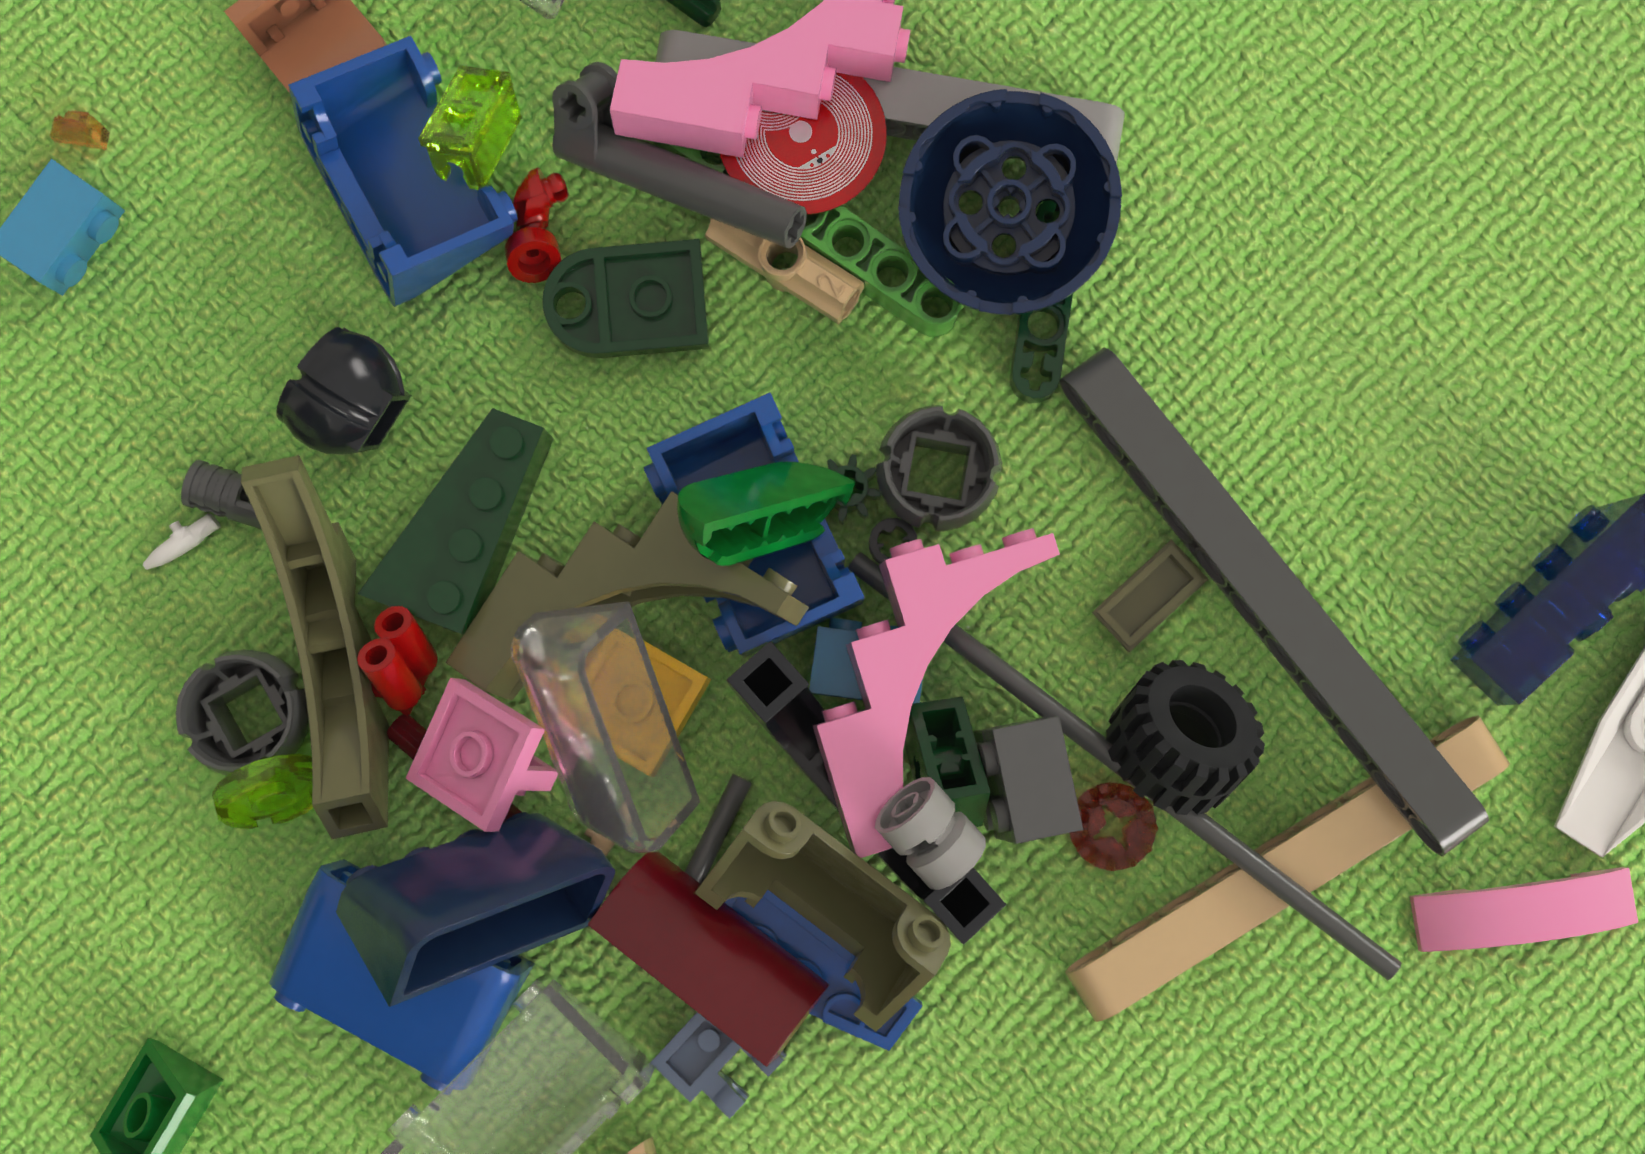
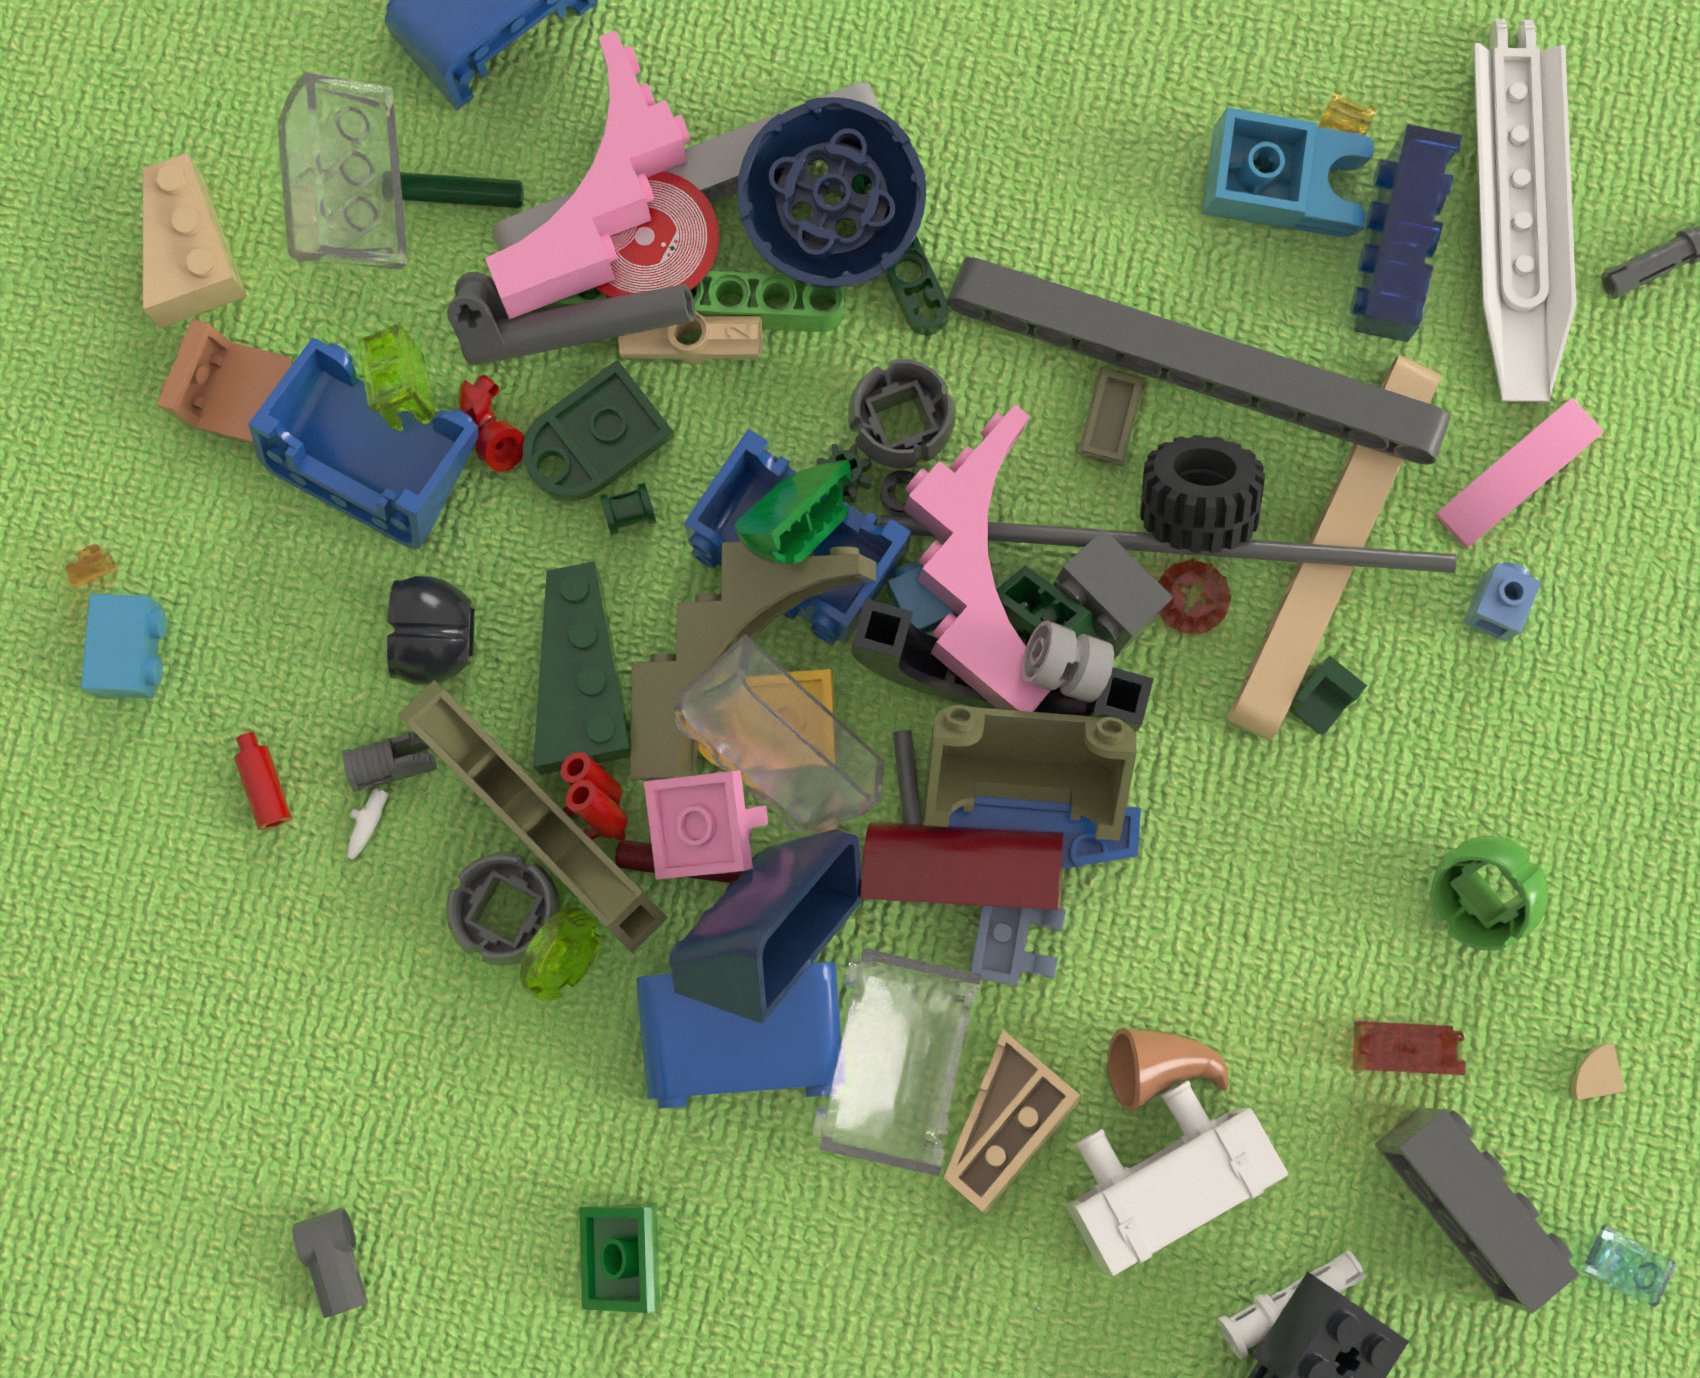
camera: 35 degrees left, 5 degrees down
(105, 441) = (261, 783): none -> red cylinder
(616, 393) = (627, 509): none -> dark green bush
(1181, 1009) = (1326, 695): none -> dark green panel
(1420, 1030) = (1502, 600): none -> medium blue brick
(1500, 462) = (1292, 175): none -> brick
(1587, 441) = (1347, 115): none -> clear yellow bush

